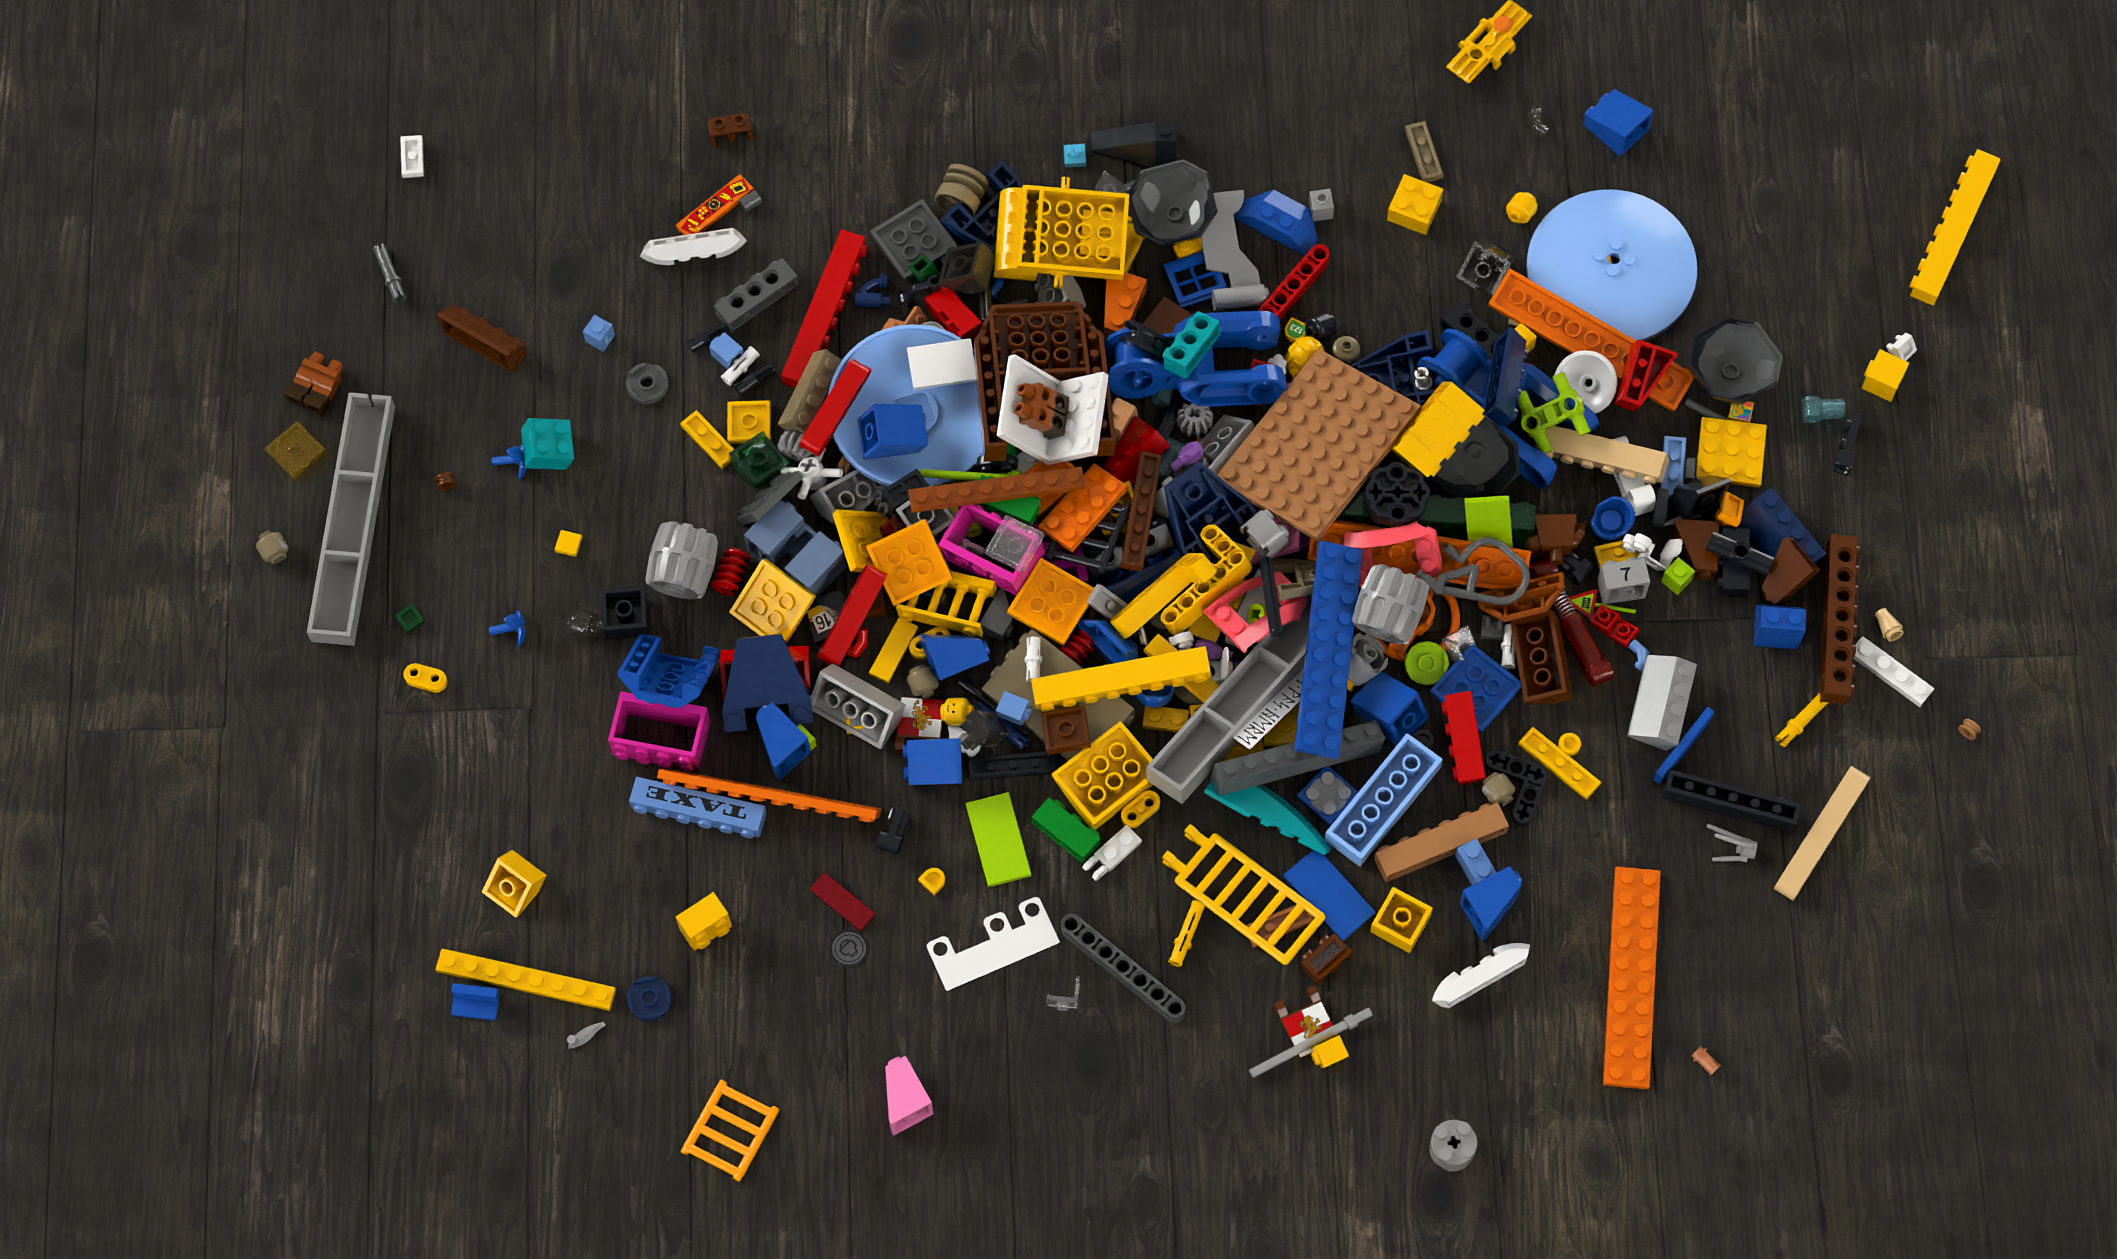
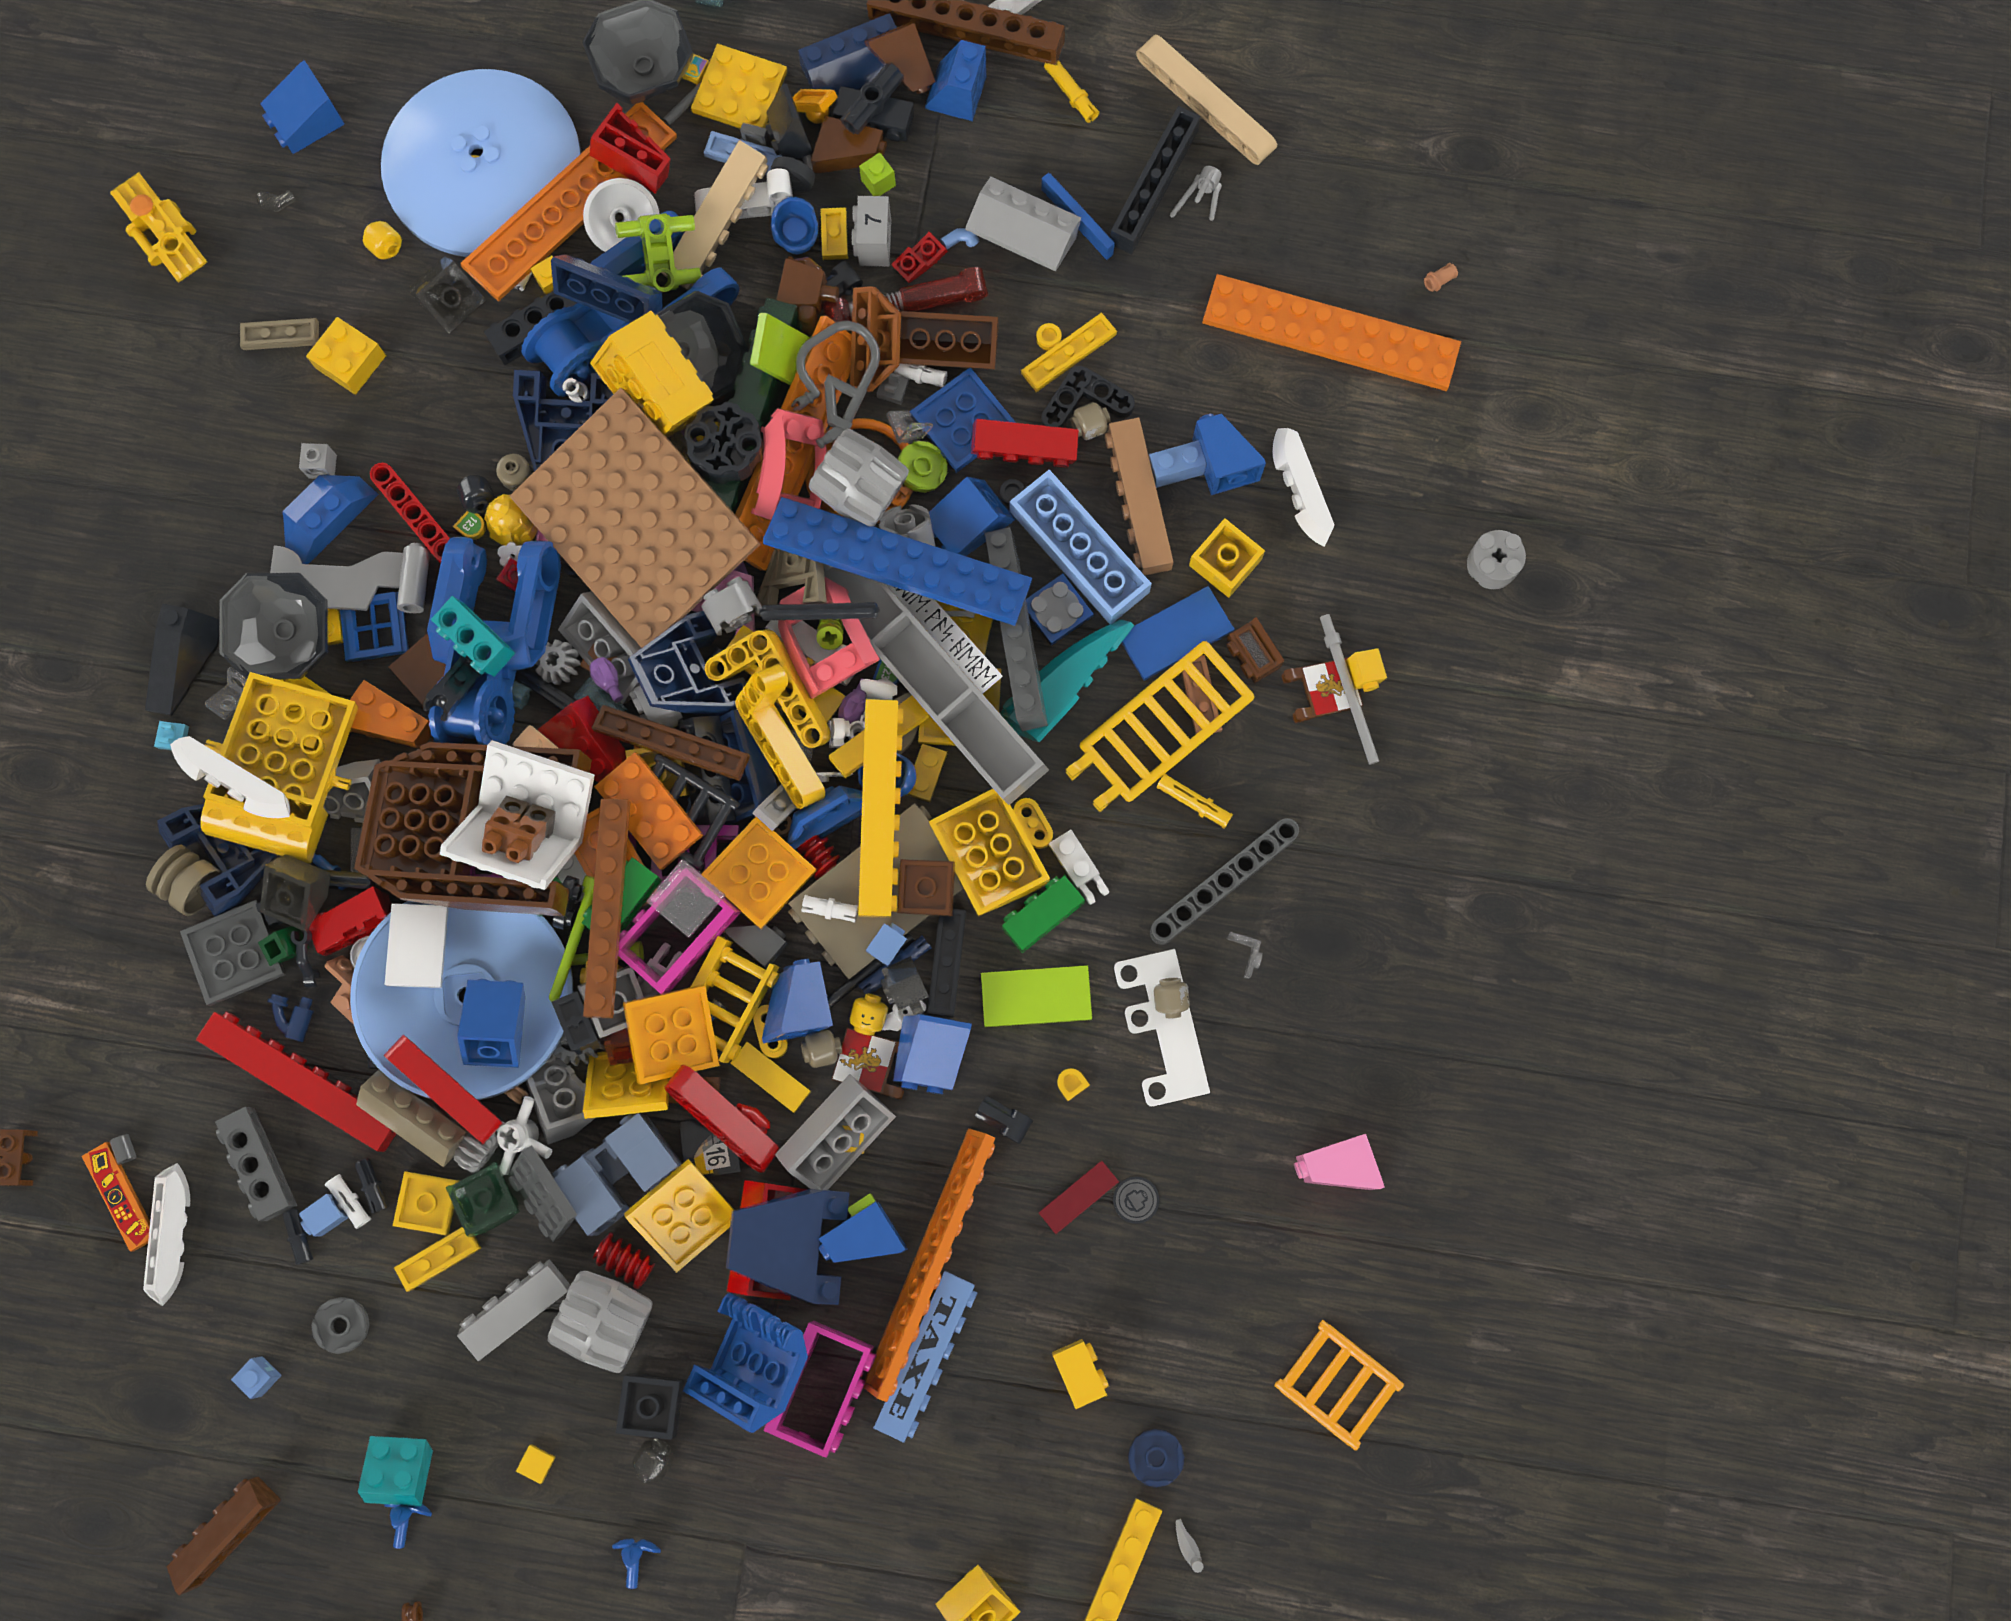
camera: 80 degrees left, 10 degrees up
(679, 499) = (513, 1309): none -> light grey brick
(1017, 942) = (1171, 997): none -> dark tan head
(1030, 223) = (200, 761): none -> white brick
(1586, 602) = (885, 281): piece -> none
(1645, 546) = (847, 188): white piece -> none

